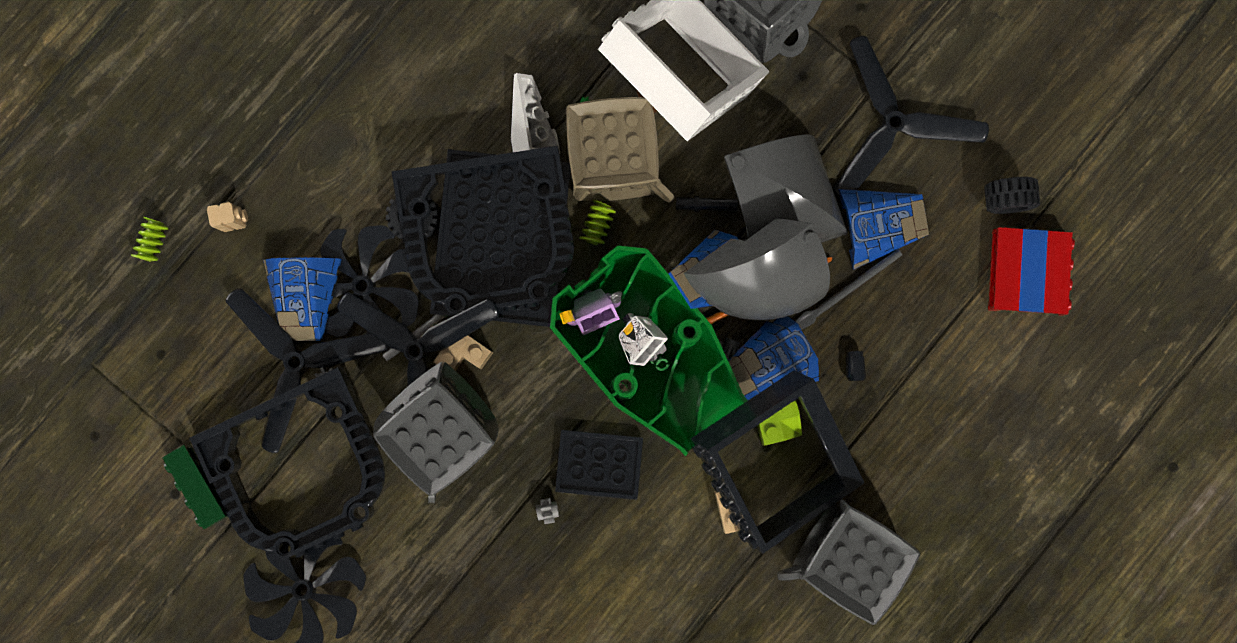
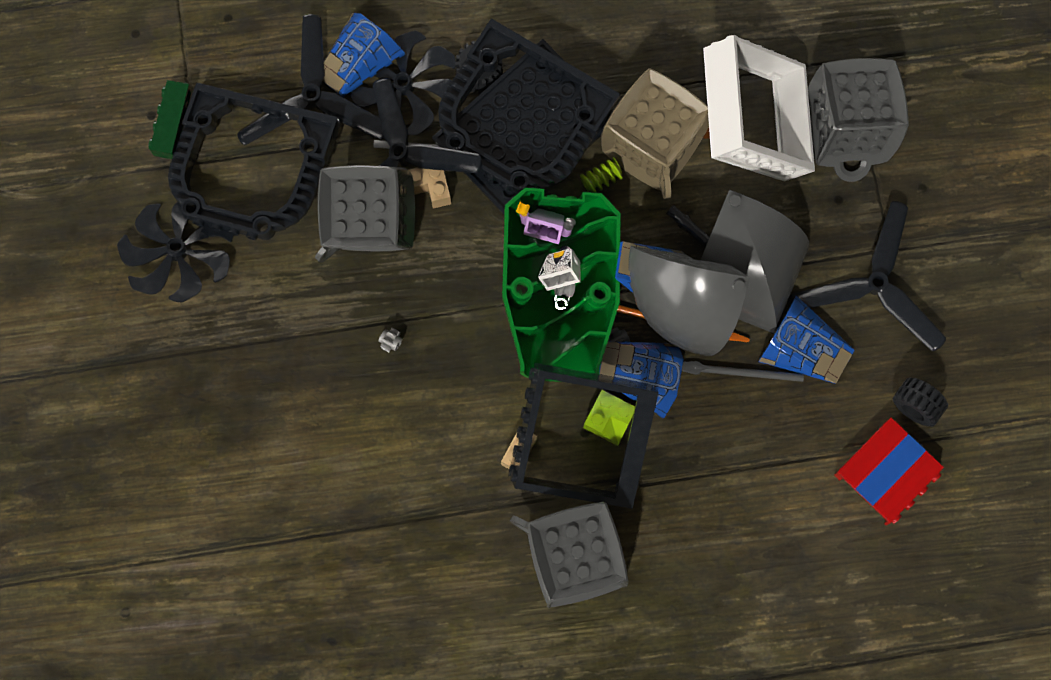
camera: 40 degrees right, 10 degrees down
(529, 121) = (618, 66): white wedge -> none
(599, 464) = (455, 340): black plate -> none
(855, 366) = (699, 429): black piece -> none

